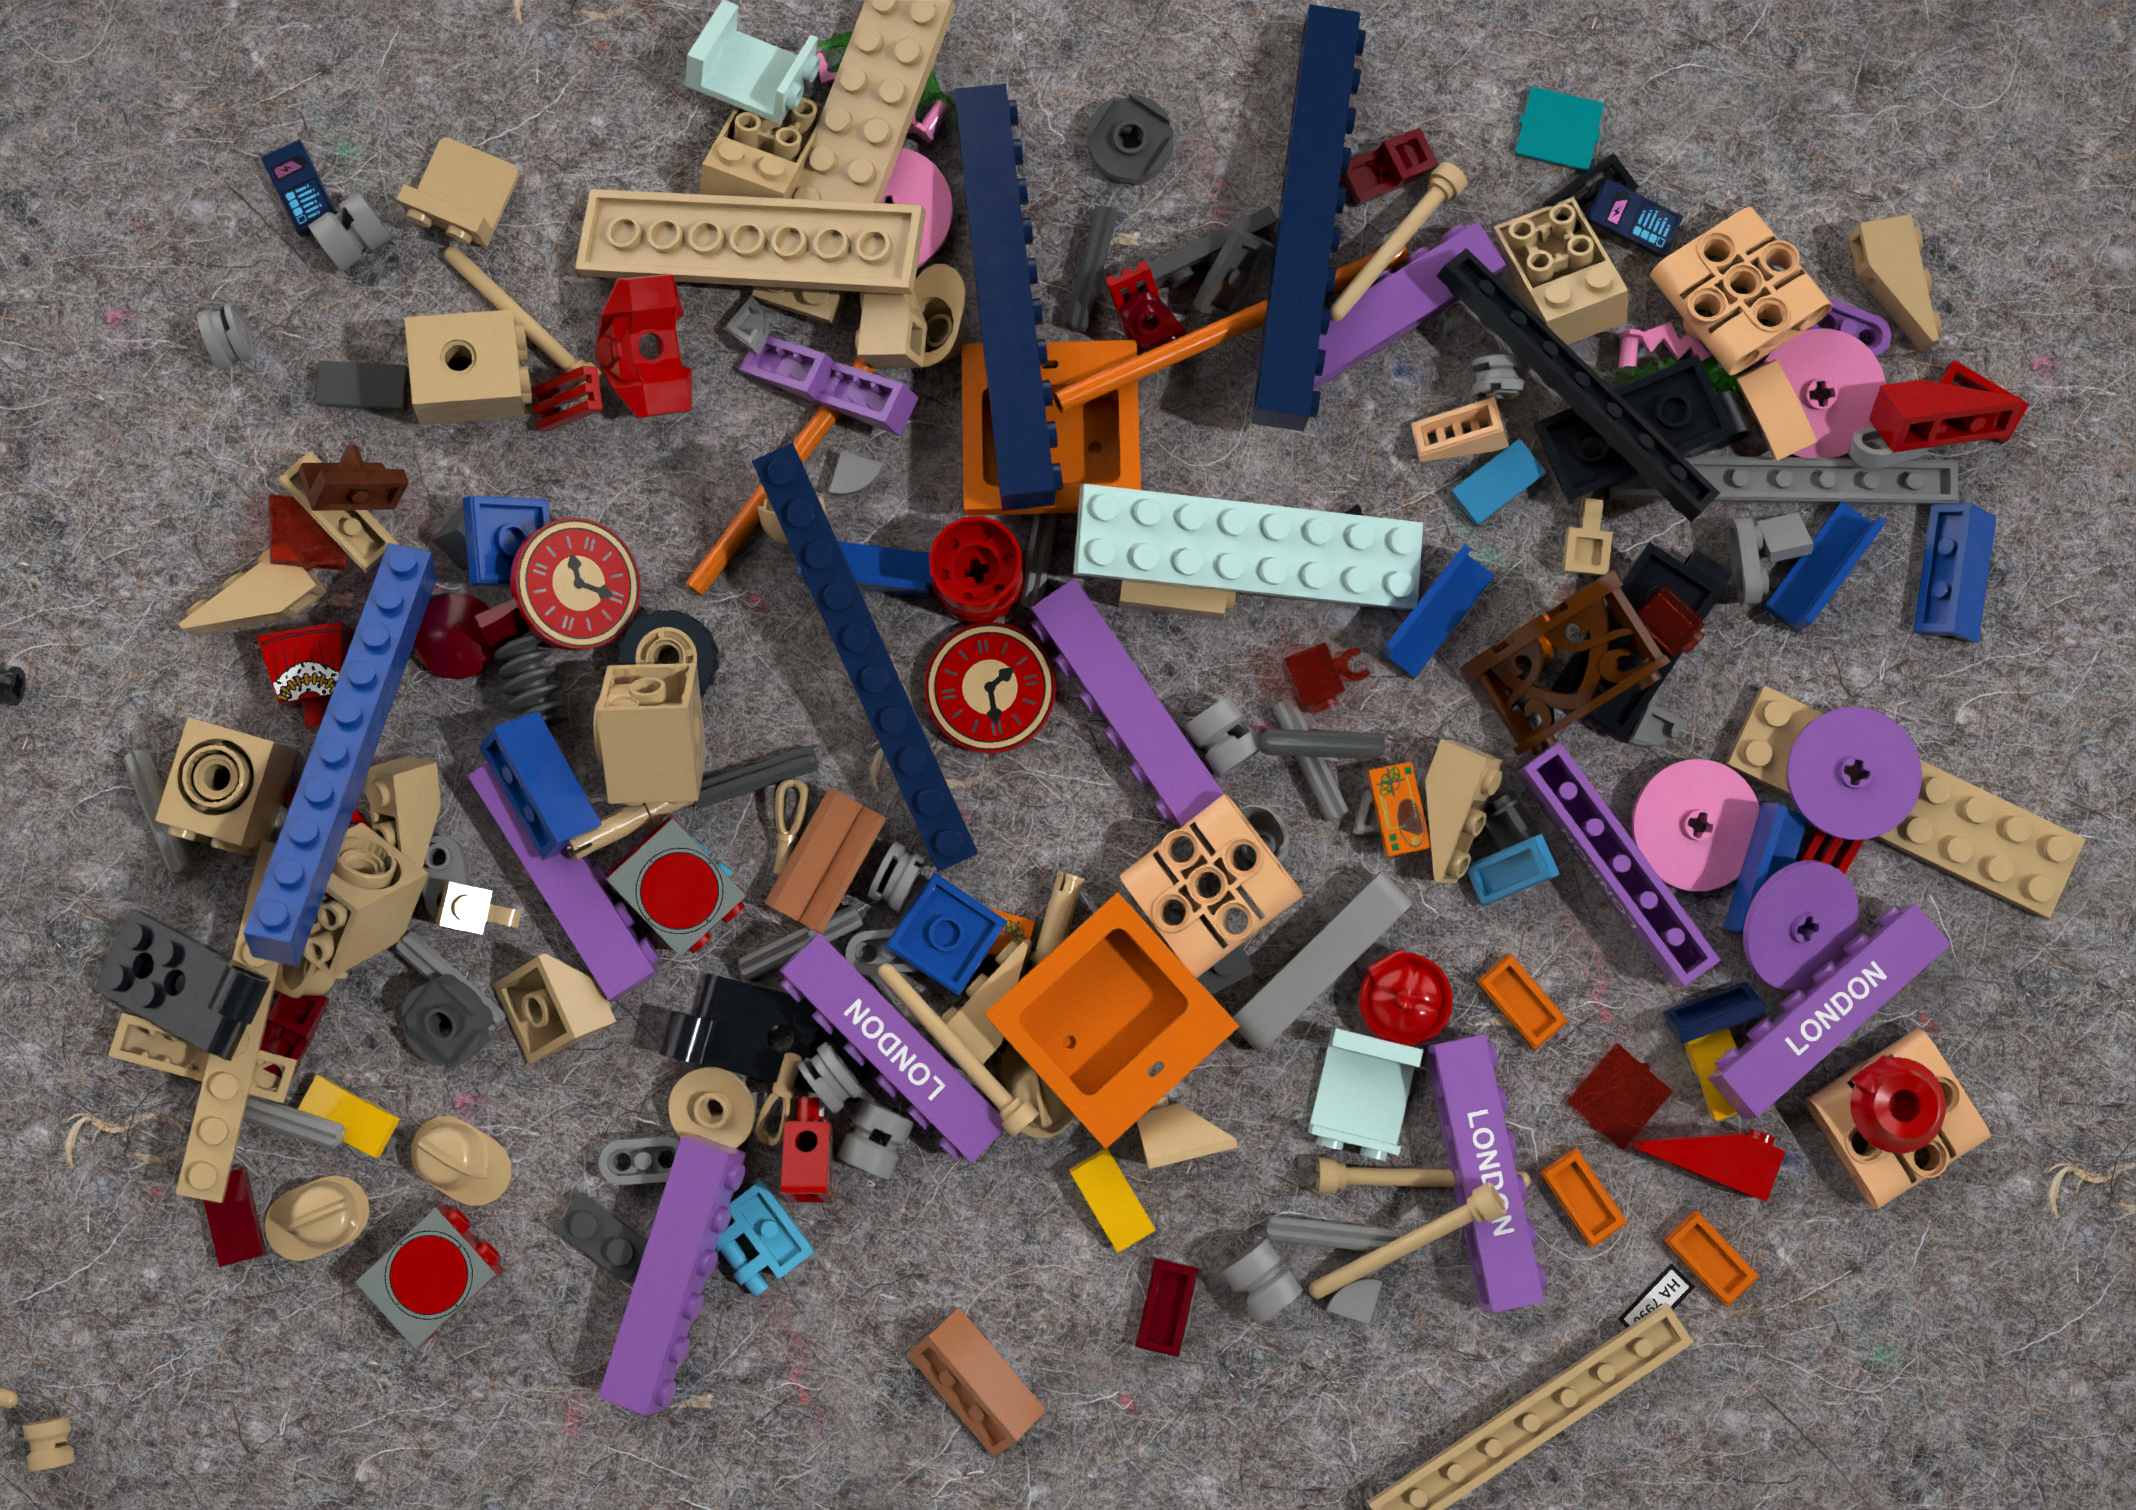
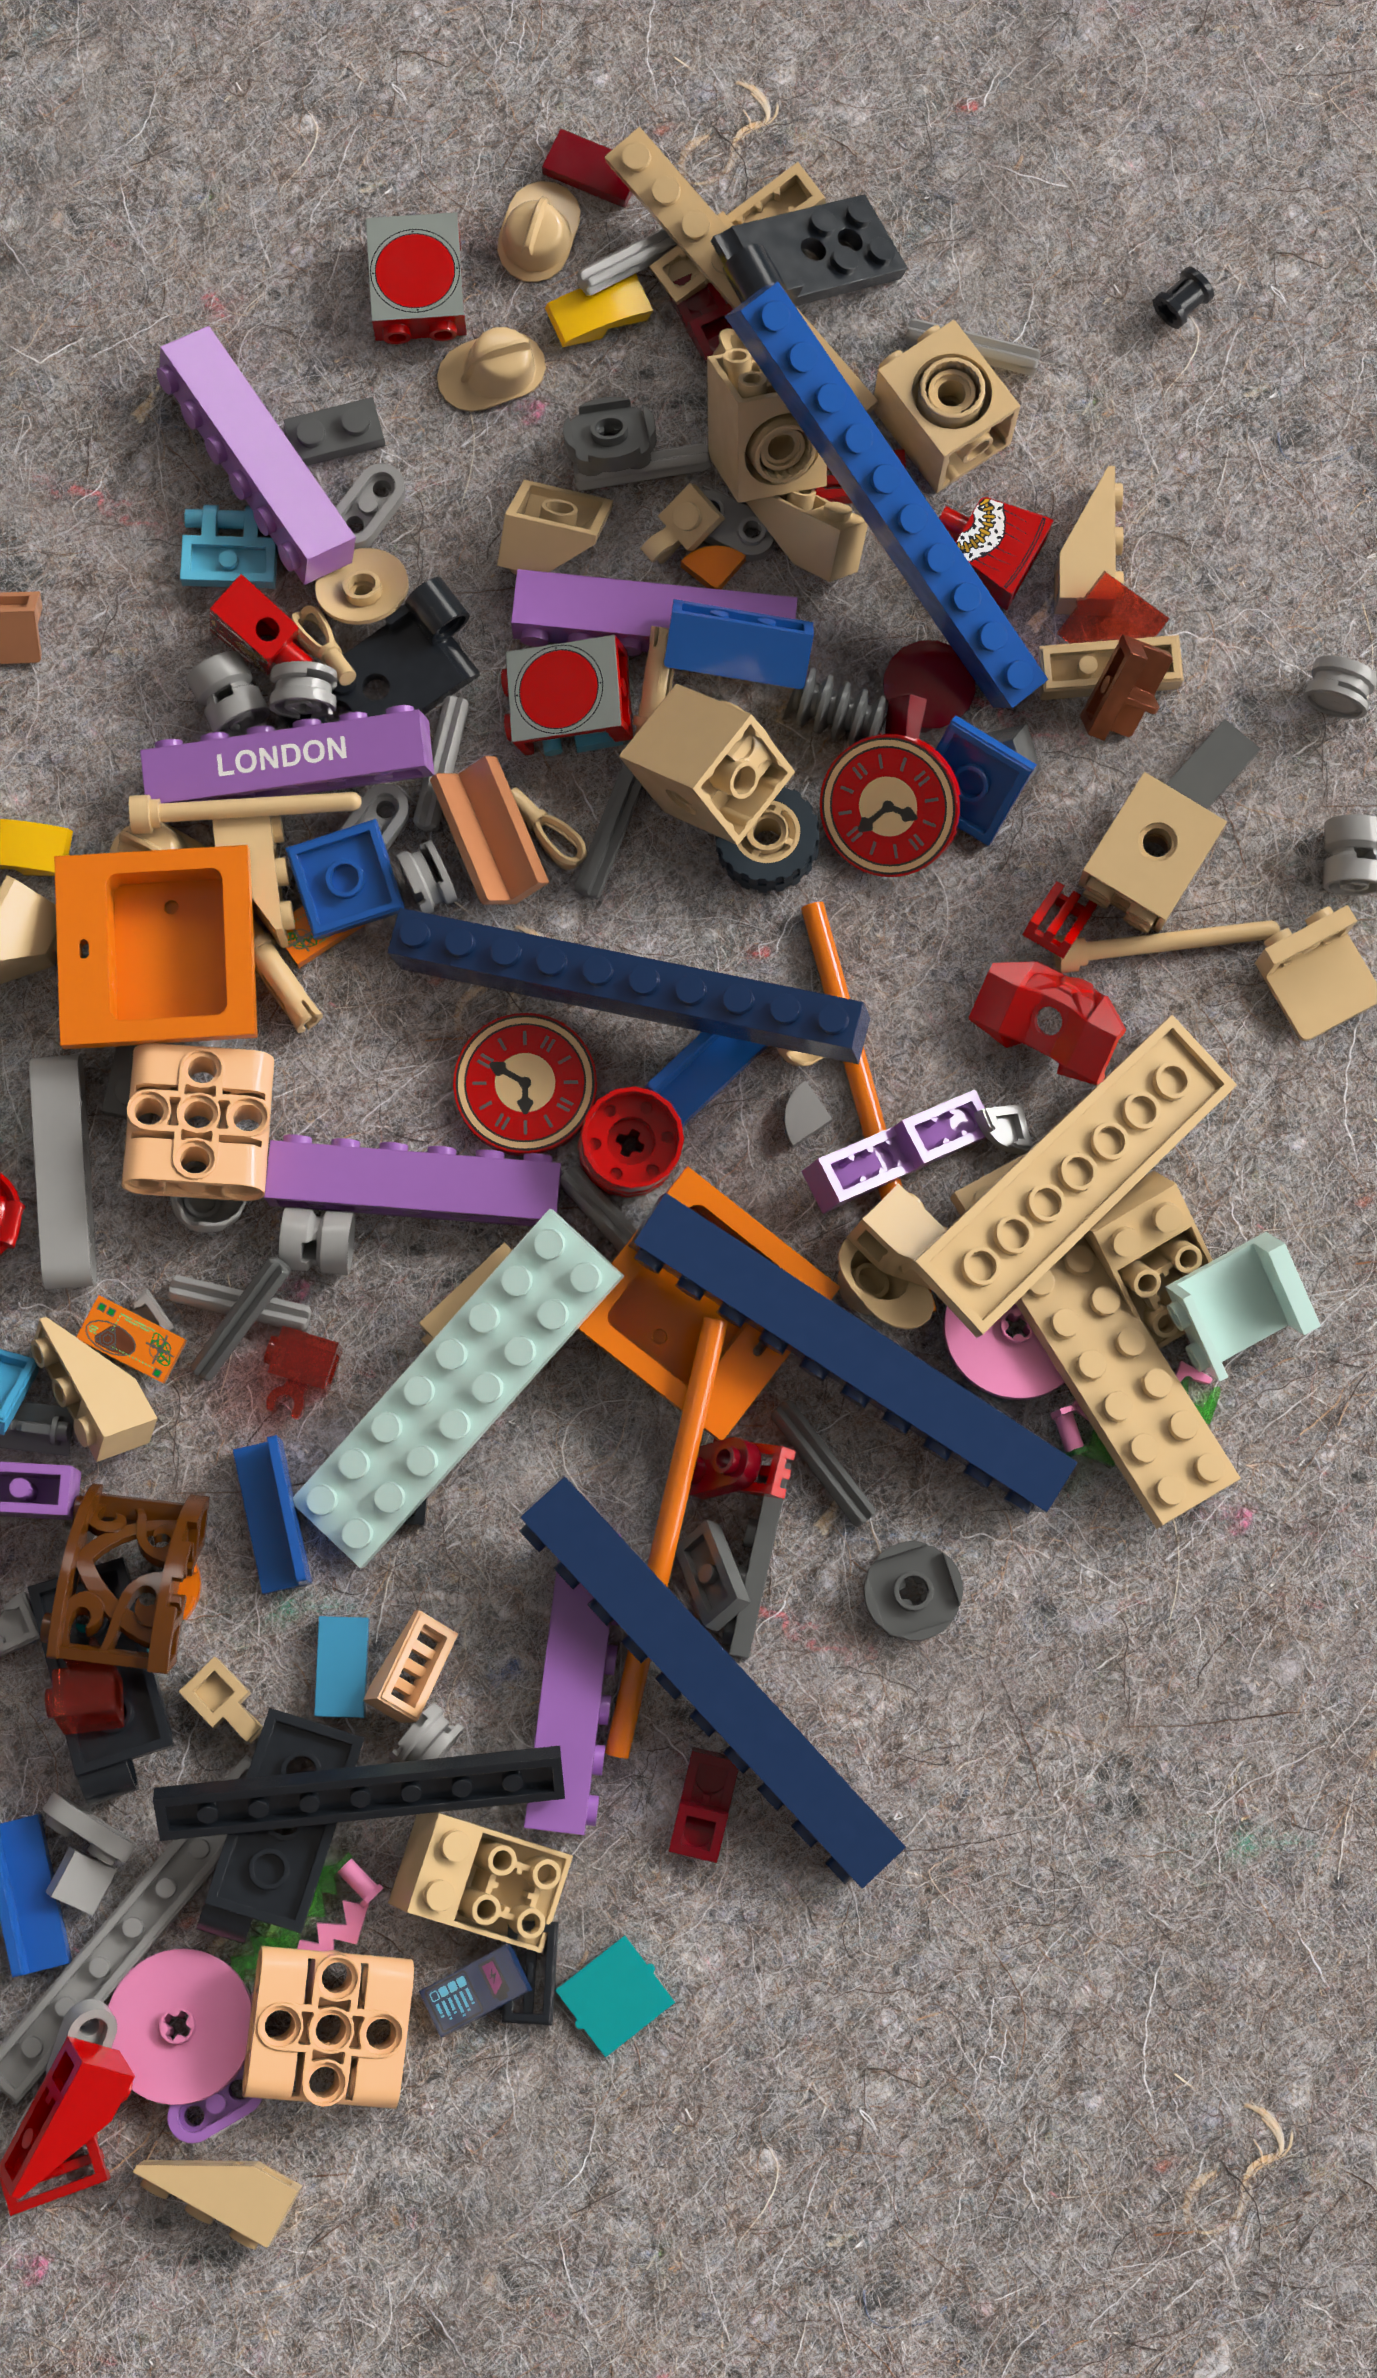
camera: 125 degrees right, 5 degrees down
(487, 866) = (713, 565): none -> orange tile
(1444, 185) = (645, 1839): tan piece -> none
(1776, 409) = (196, 1968): light nougat slope -> none

